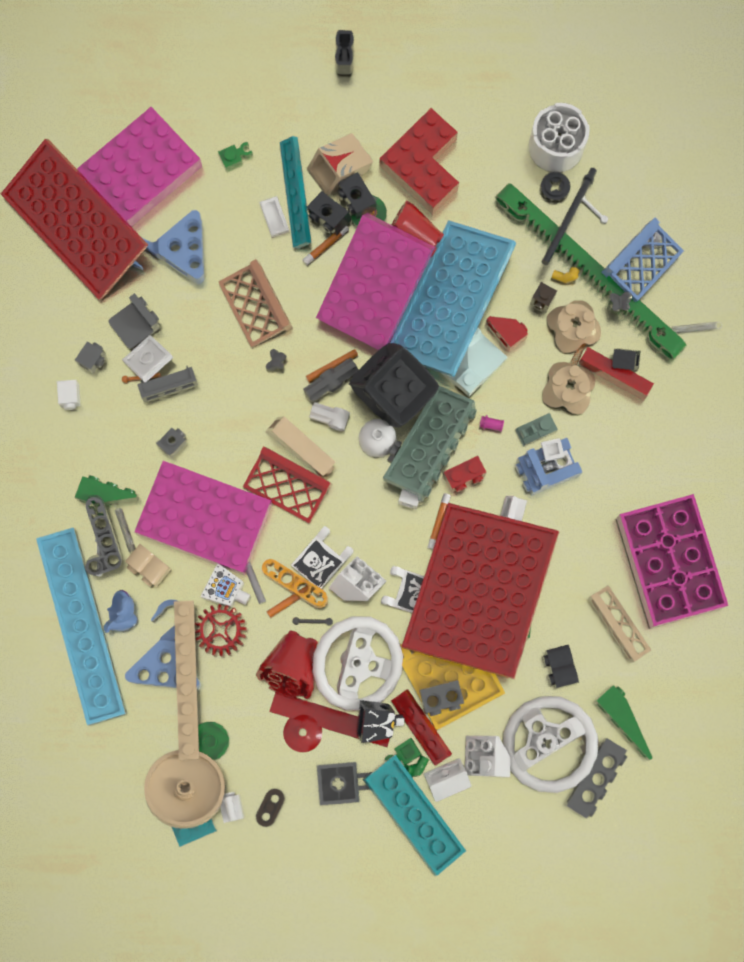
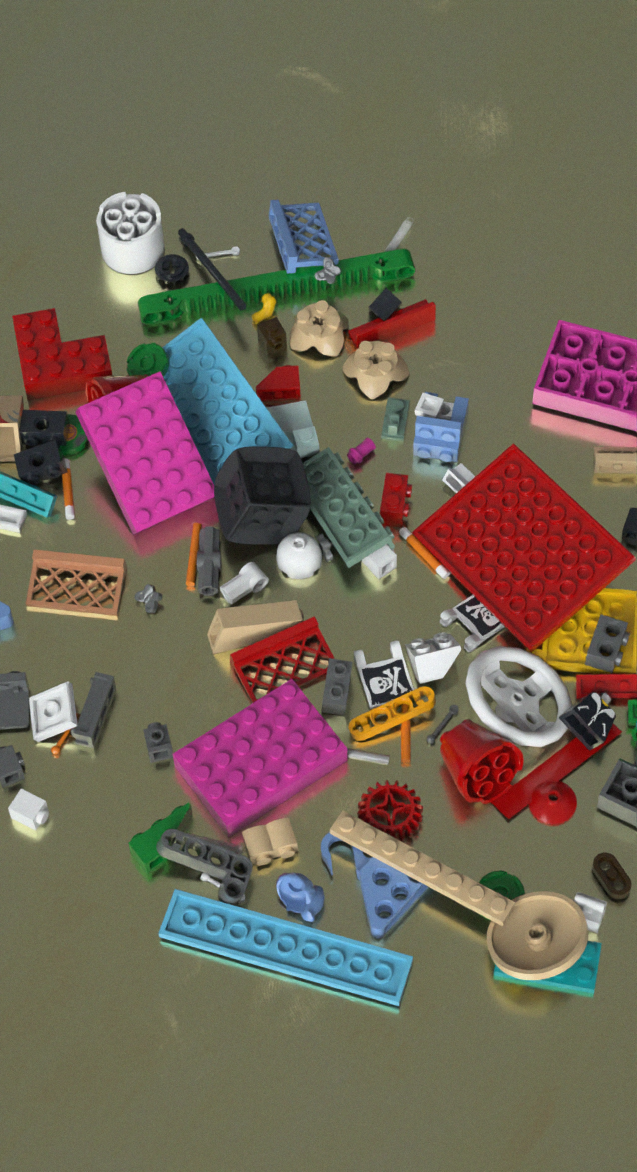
camera: 50 degrees left, 20 degrees down
(224, 588) = (348, 781): torso -> none
(288, 533) = (336, 687): none -> dark grey brick
(458, 228) = (147, 360): none -> green tile

